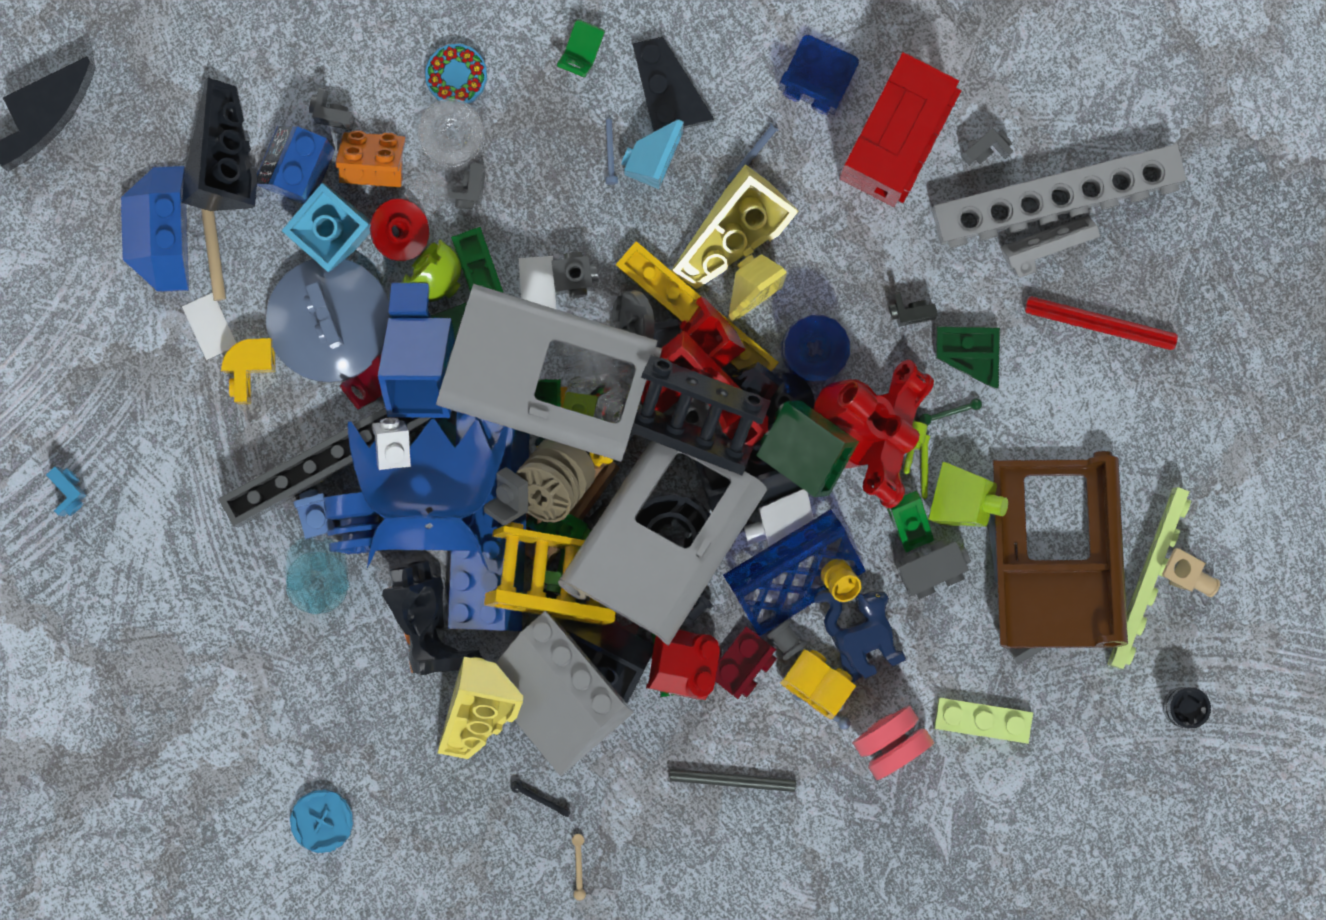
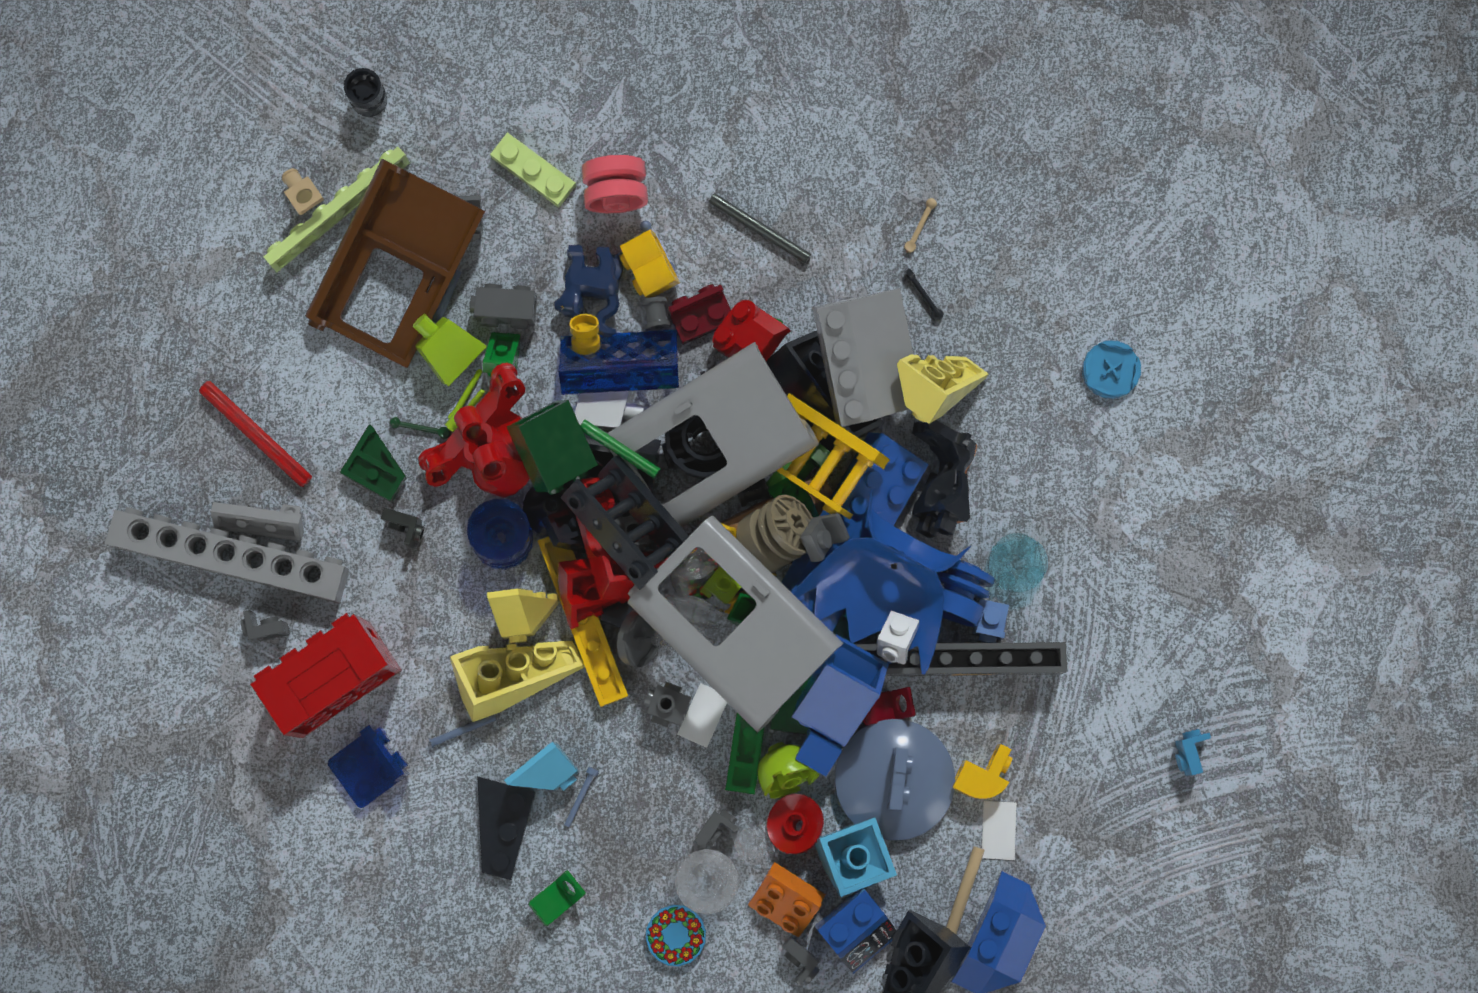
camera: 155 degrees left, 5 degrees down
(743, 480) = (620, 449): none -> green bar

